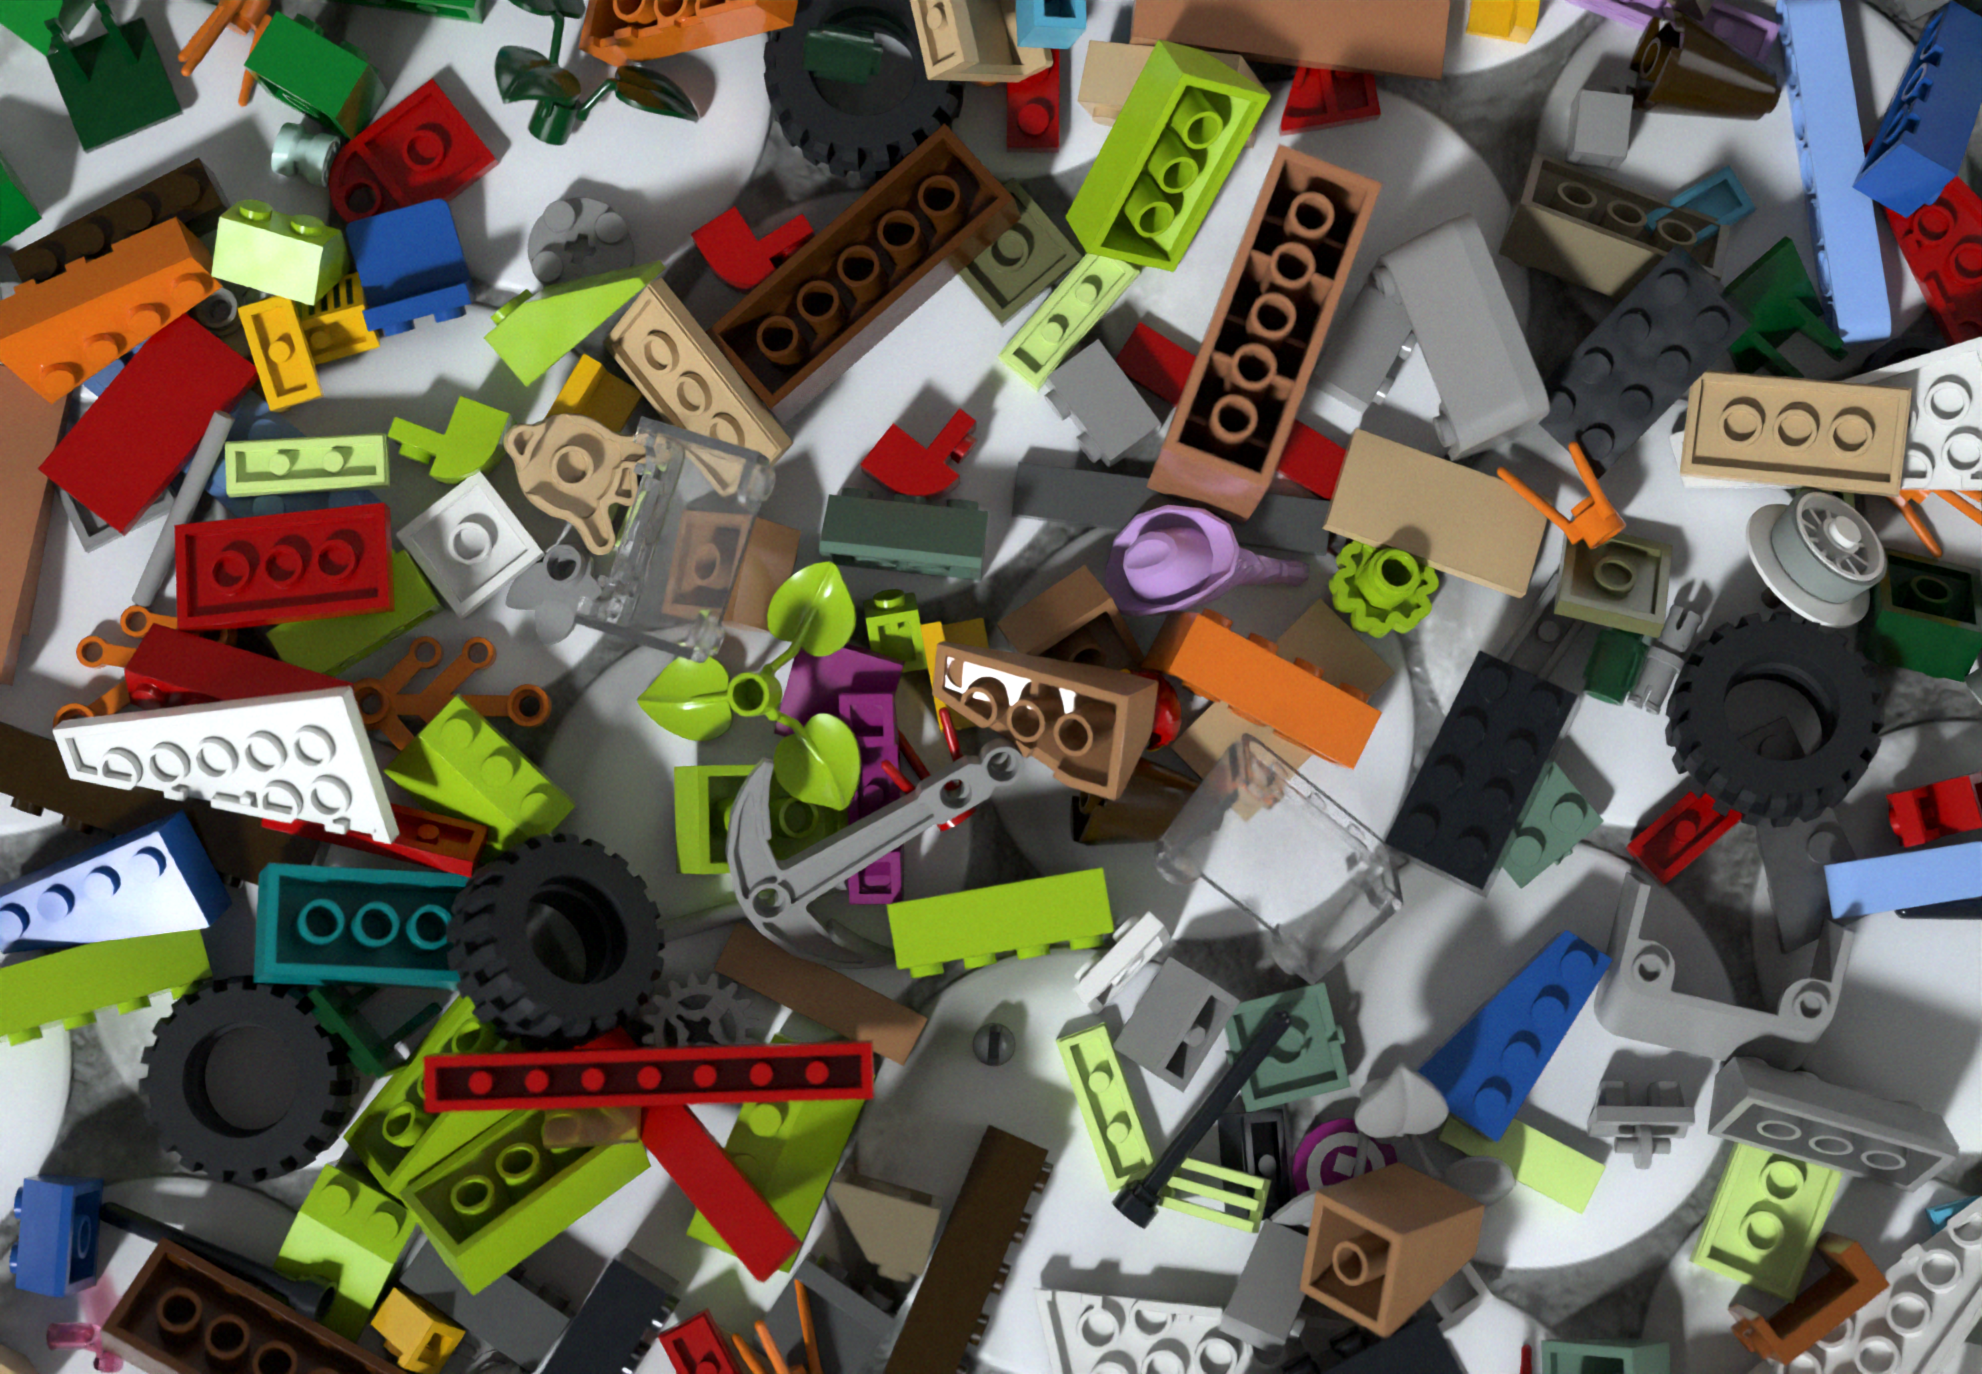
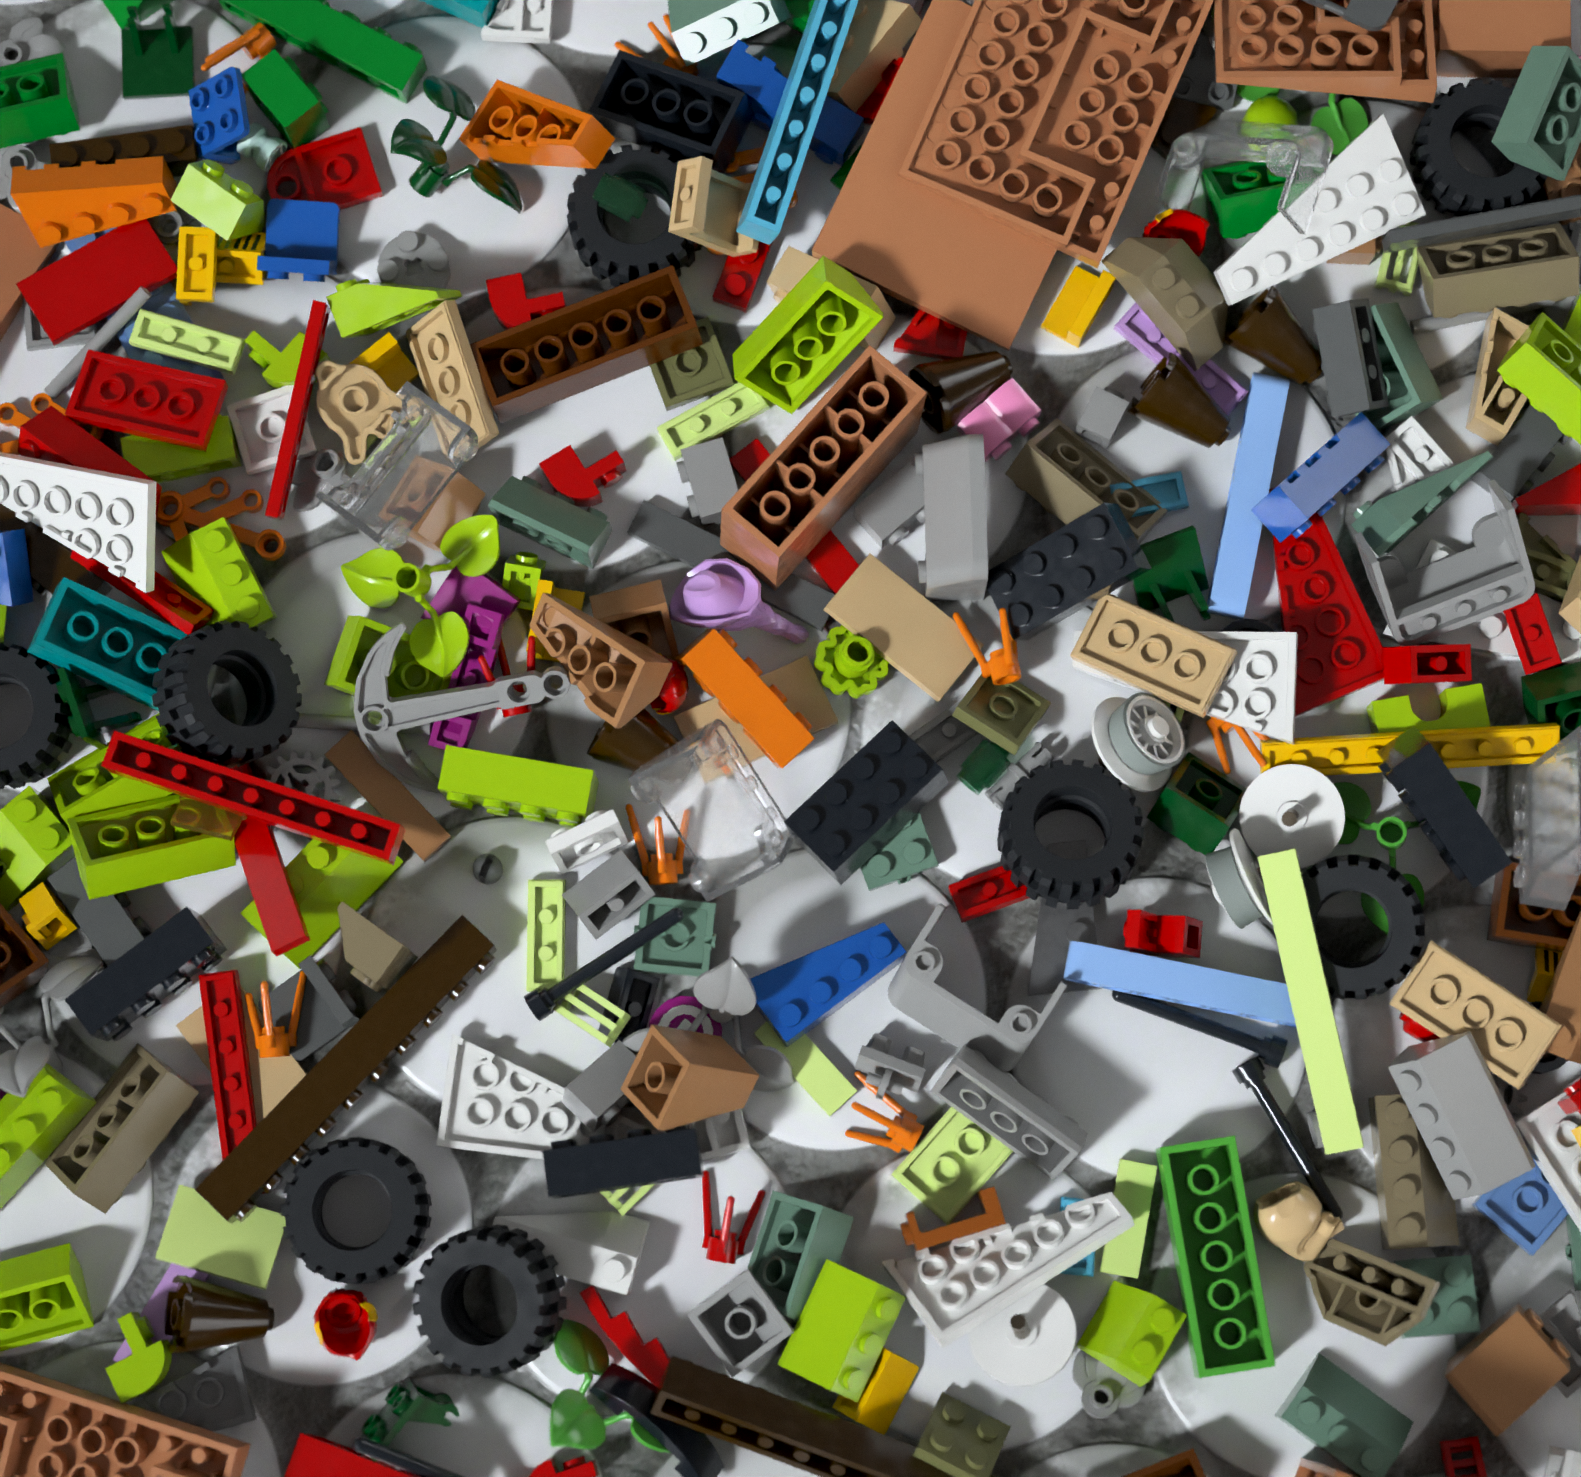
camera: 25 degrees right, 5 degrees down
(233, 131) = (220, 116): none -> blue bracket
(501, 508) = (298, 410): none -> red tile
(1231, 959) = (662, 867): none -> orange plant
(1397, 150) = (958, 386): none -> dark brown cone
(1464, 177) = (1001, 419): none -> bright pink brick
(1686, 1199) = (902, 1131): none -> orange plant

